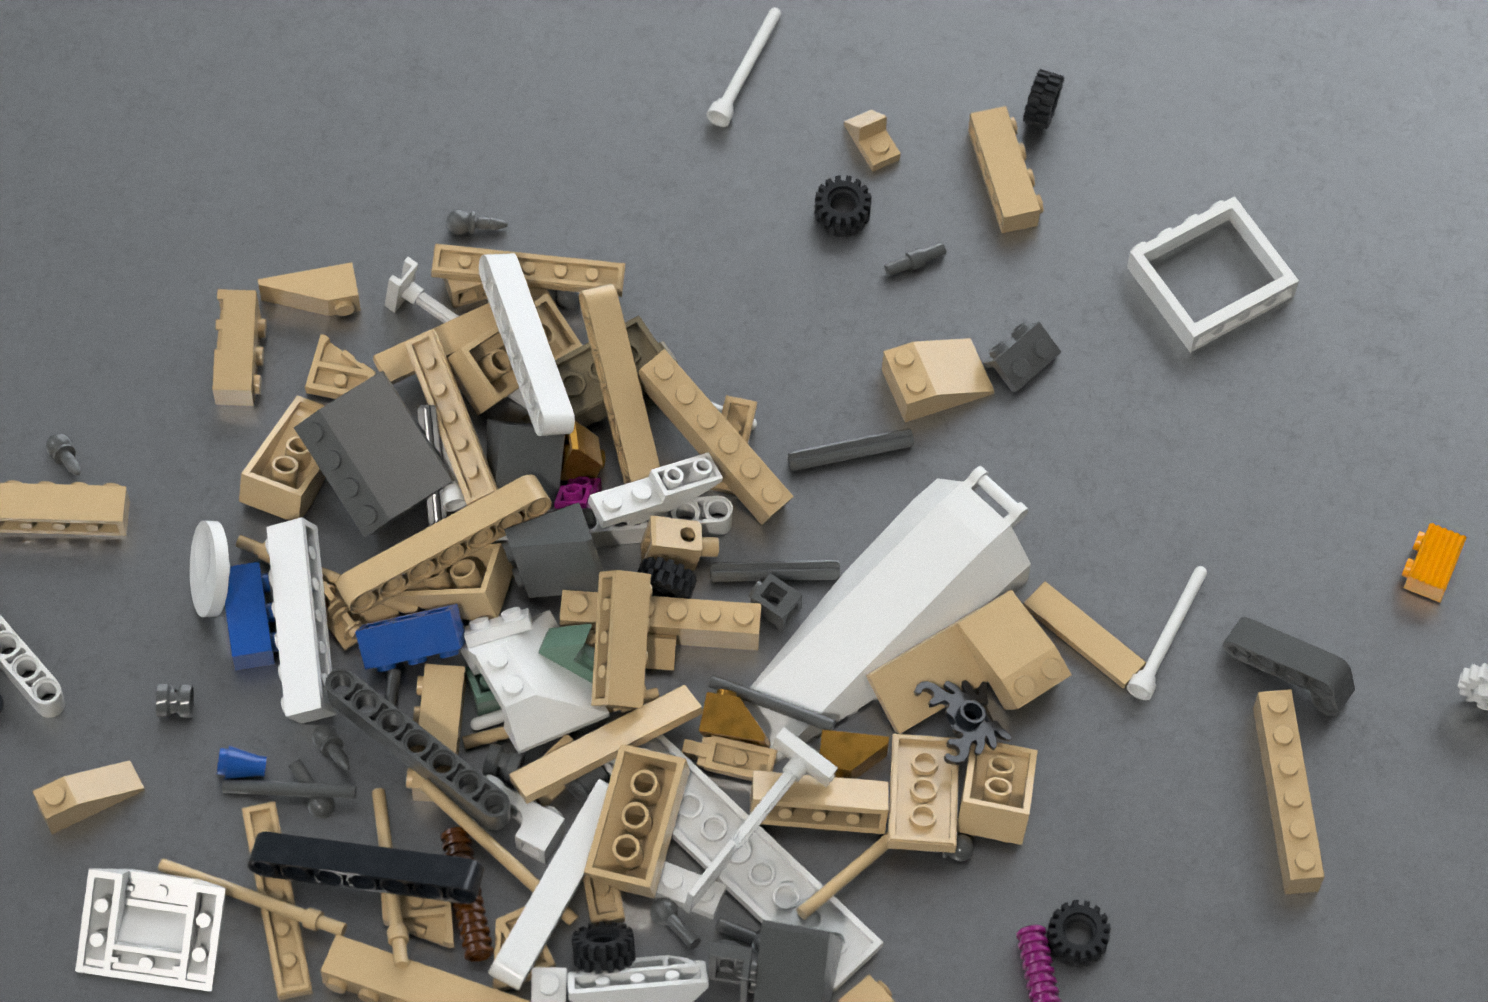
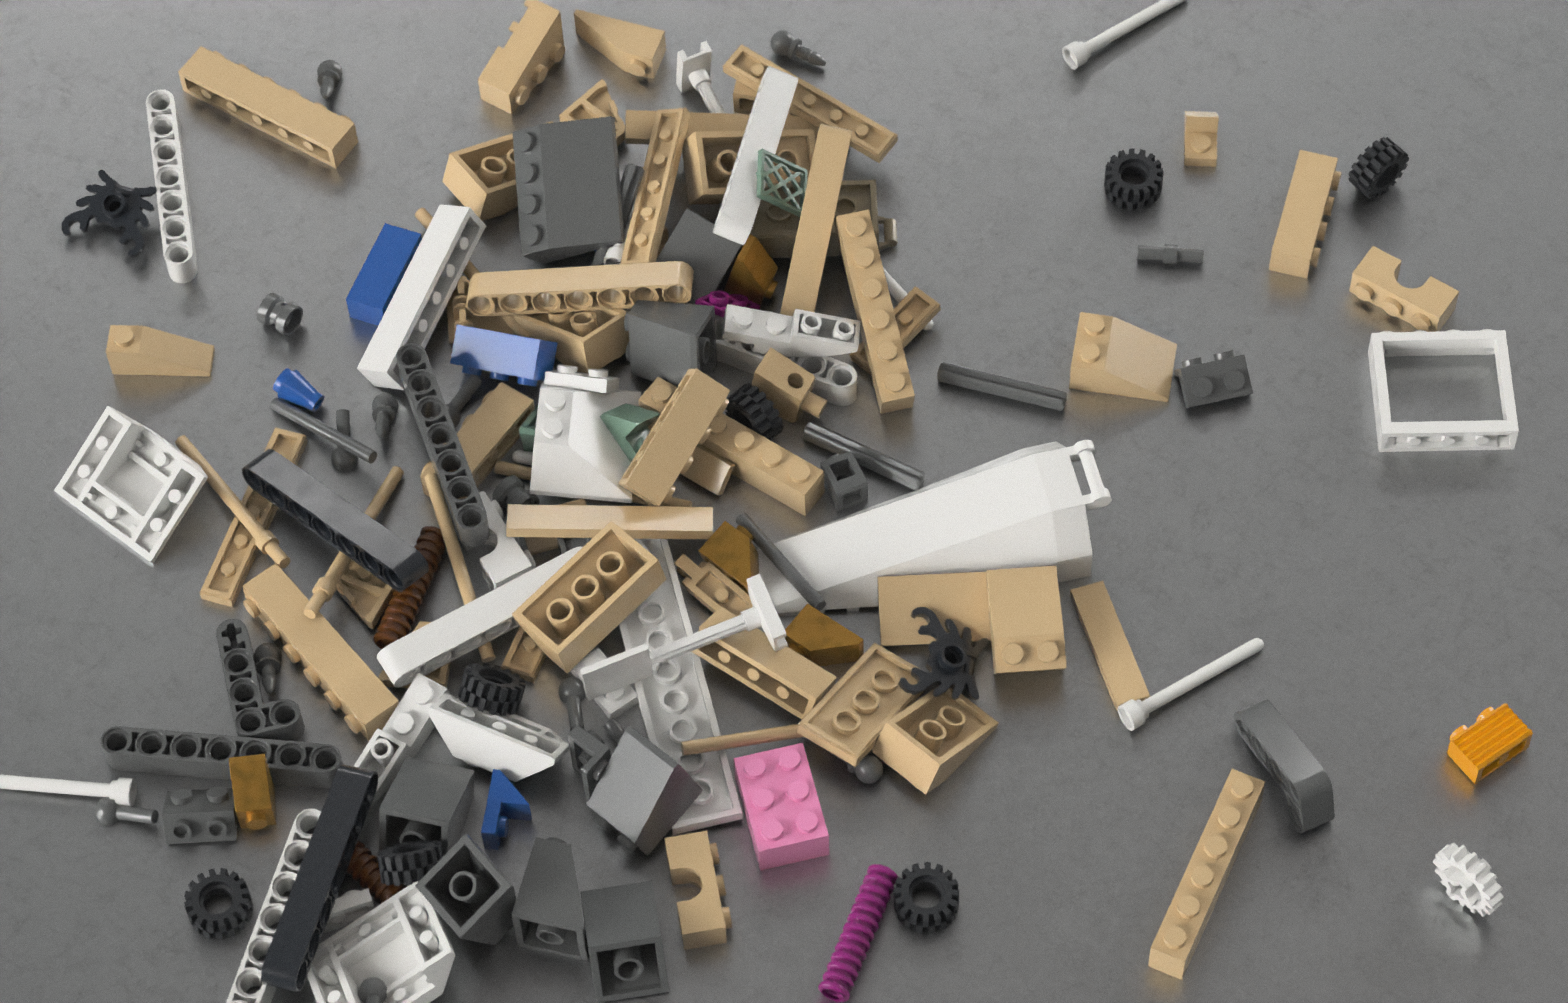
camera: 35 degrees right, 5 degrees down
(209, 569) = (373, 217): white piece -> none
(543, 345) = (787, 166): none -> sand green window
(912, 919) = (781, 806): none -> bright pink brick
(1103, 203) = (1423, 307): none -> tan arch

